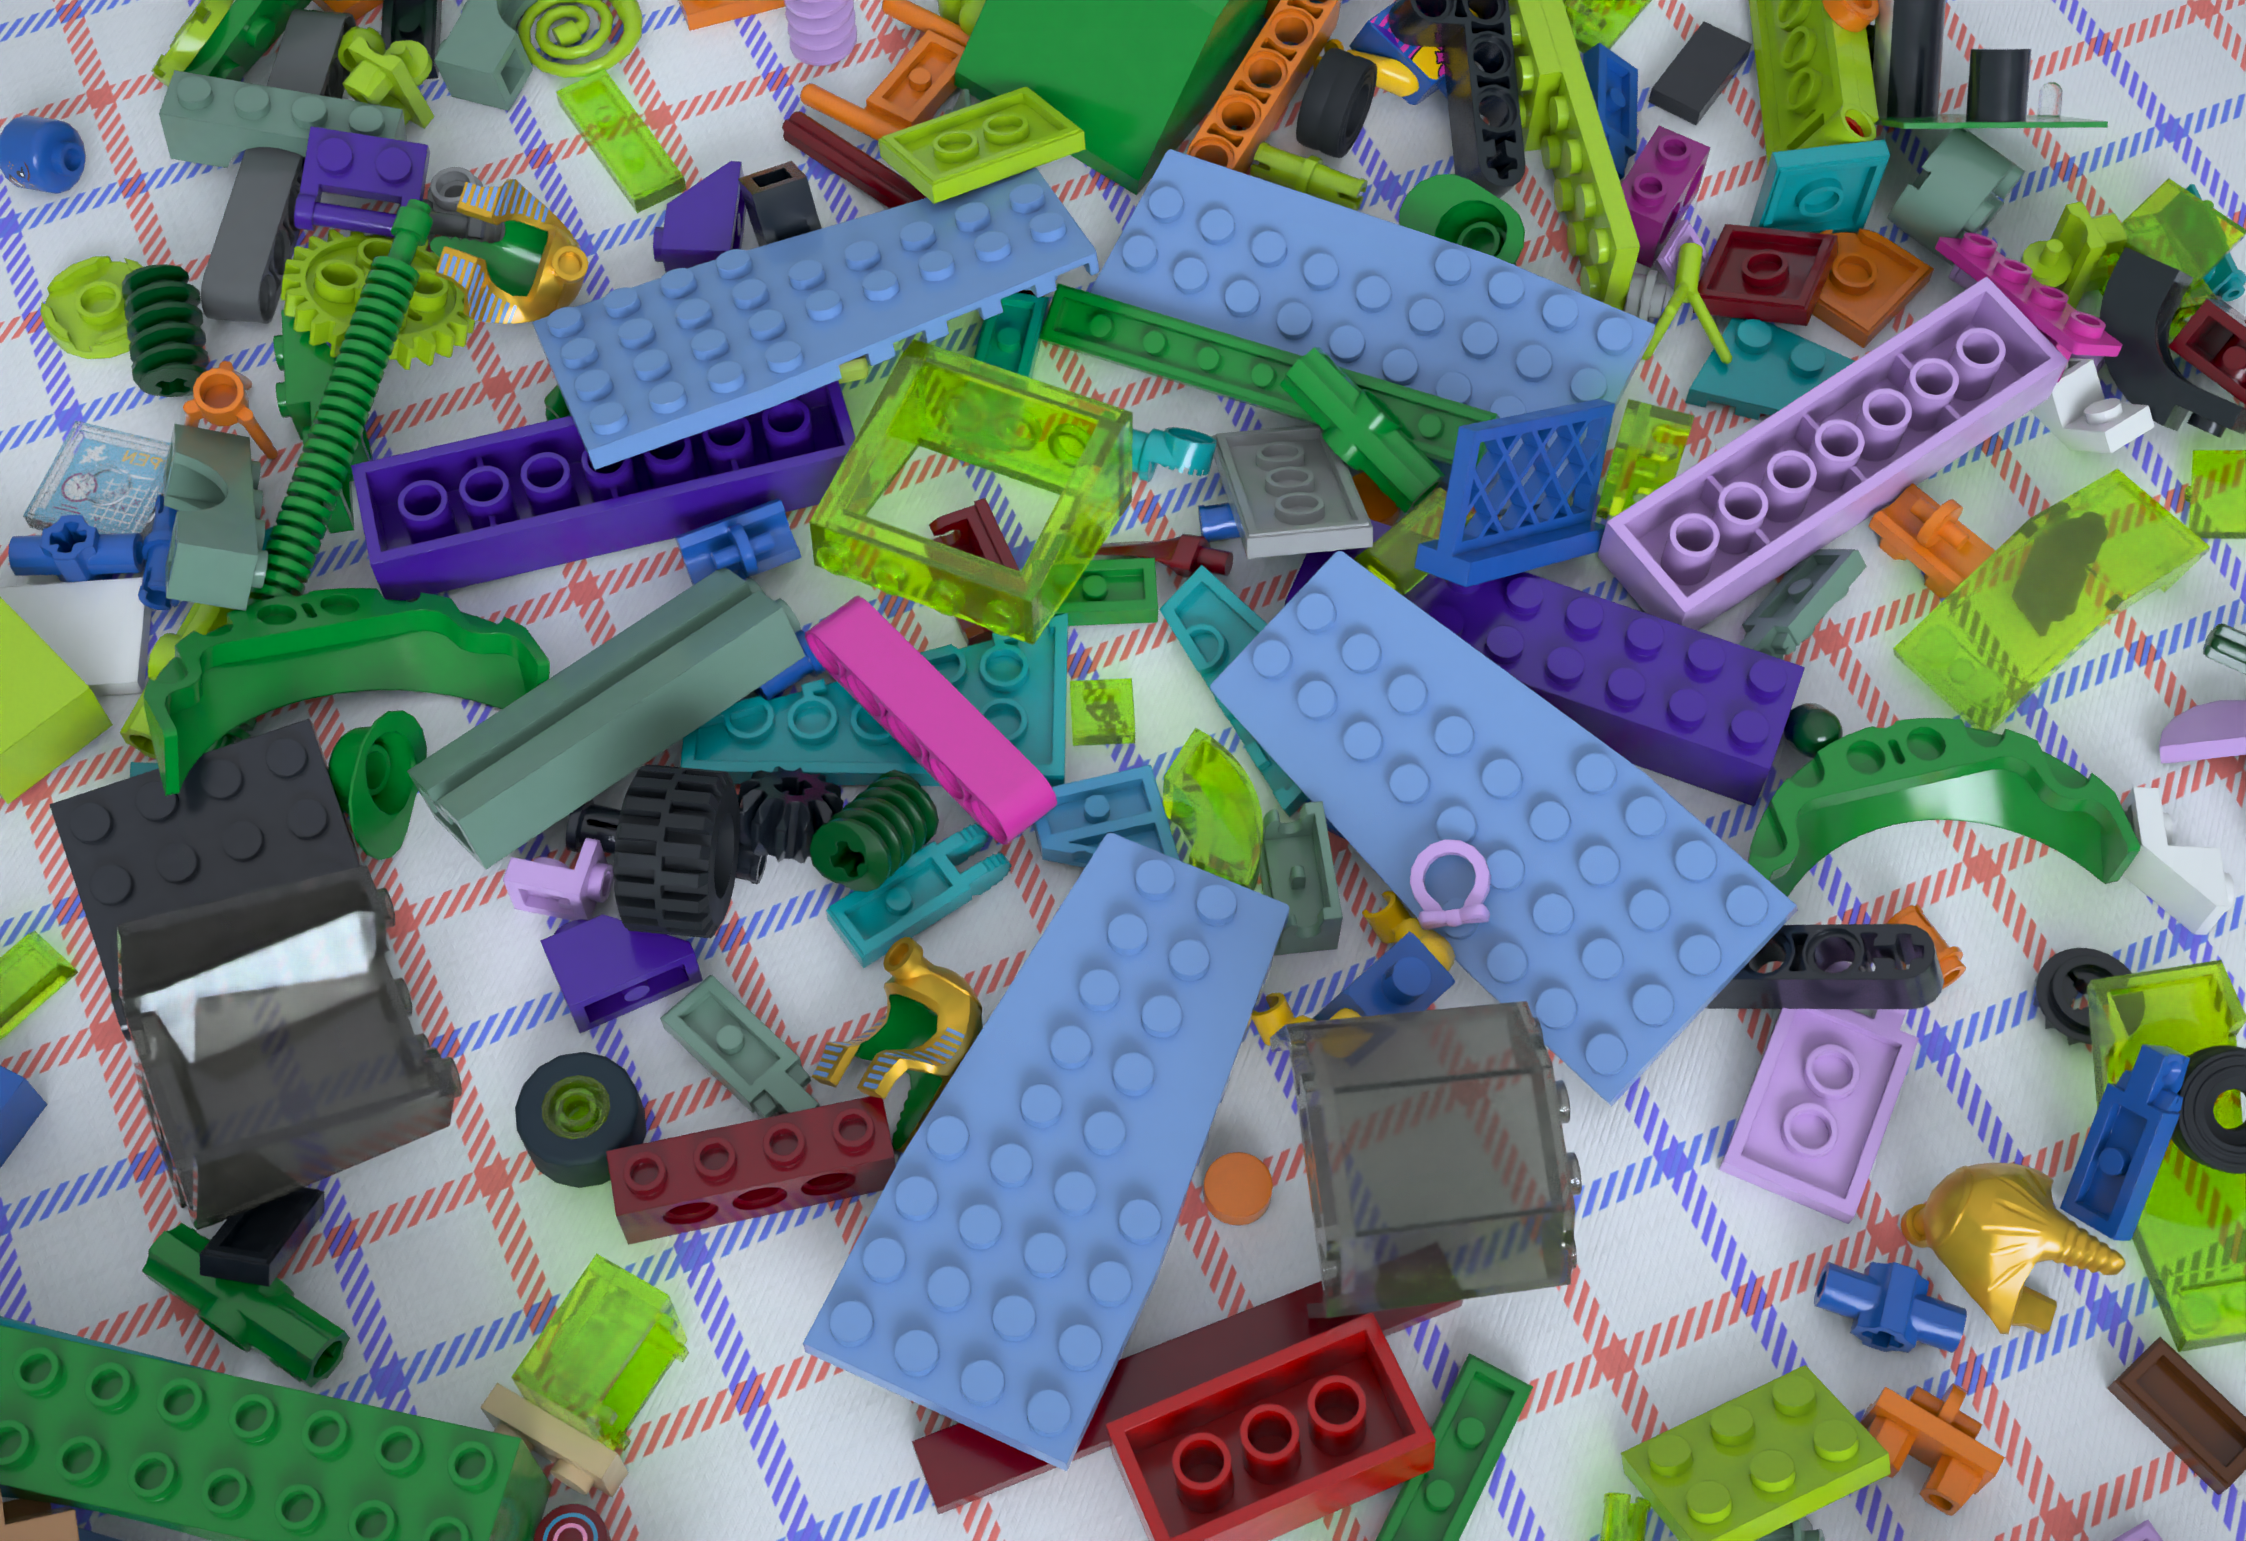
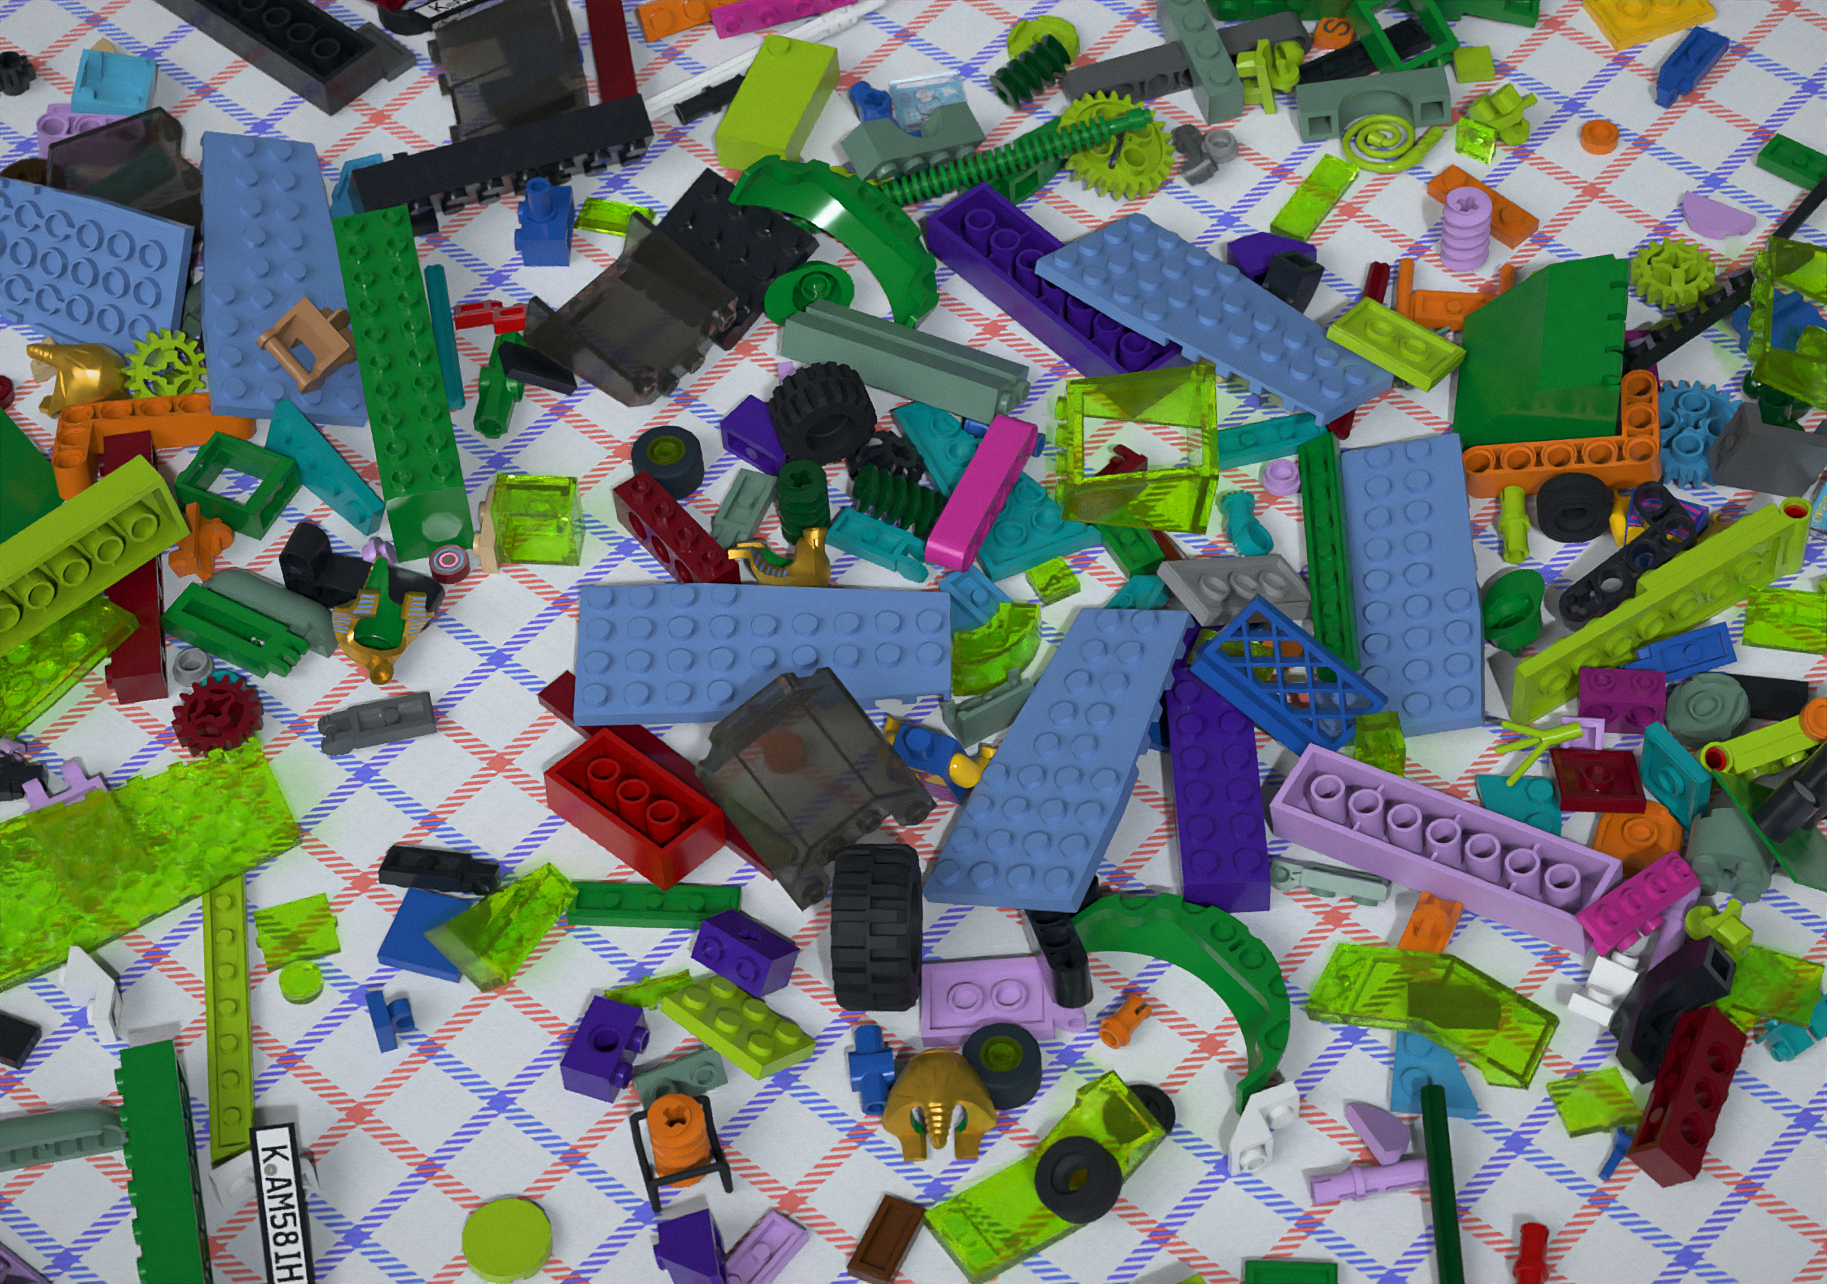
camera: 70 degrees right, 10 degrees down
(128, 1232) = (491, 312): none -> red tile
(224, 402) = (990, 110): orange plant -> none
(358, 168) = (1188, 93): dark purple plate -> none
(526, 272) = (1181, 198): piece -> none
(742, 543) = (1049, 367): blue hips -> none
(807, 956) = (802, 498): none -> dark green piece
(1084, 374) = (1281, 478): none -> lavender plate
(1361, 429) = (1309, 595): green piece -> none
(1473, 910) = (1004, 770): lavender piece -> none
(1622, 1396) = (745, 953): none -> dark purple brick
(1646, 296) = (1533, 717): light grey plate -> none
(1714, 113) = (1707, 710): none -> sand green tile
(1722, 1178) = (876, 927): none -> black tyre
(1811, 728) = (1243, 908): dark green cylinder -> none
(1926, 1118) = (1006, 1062): none -> black wheel
(1938, 1437) = (802, 1109): orange hips -> none
(2127, 1143) = (1031, 1133): blue hinge -> none
(2144, 652) = (1425, 1063): none -> dark azure wing

